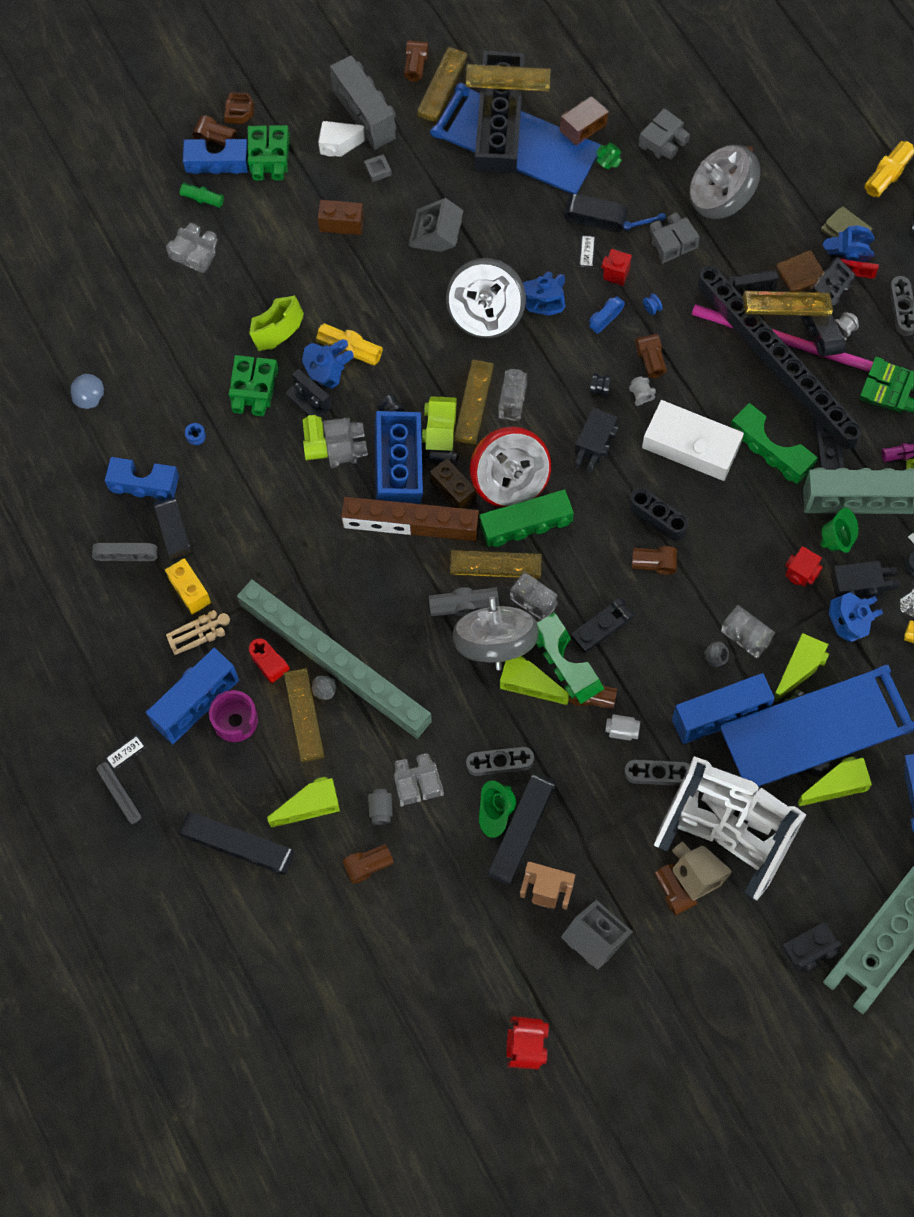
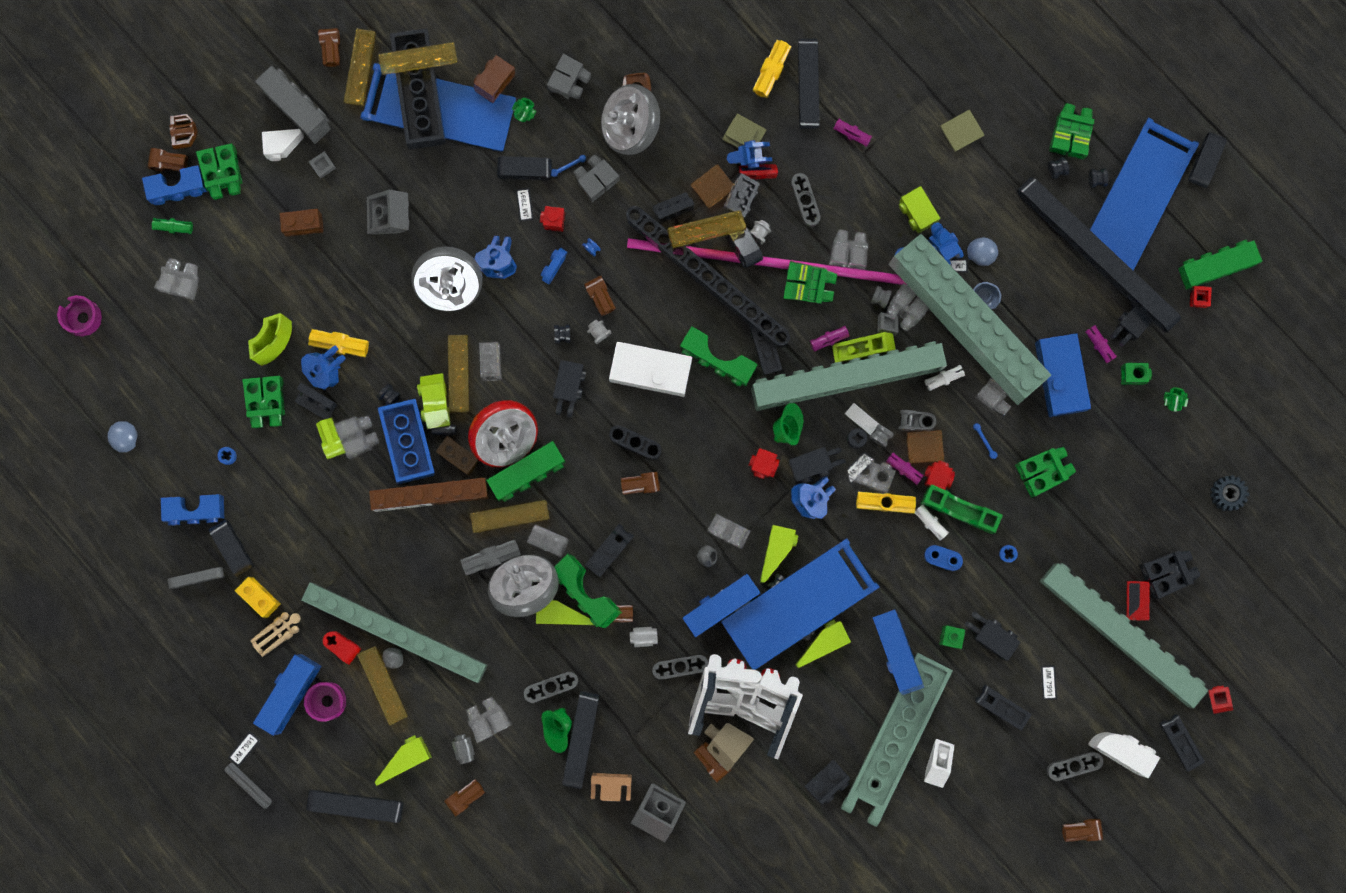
camera: 20 degrees left, 15 degrees up
(82, 251) = (69, 316): none -> magenta piece

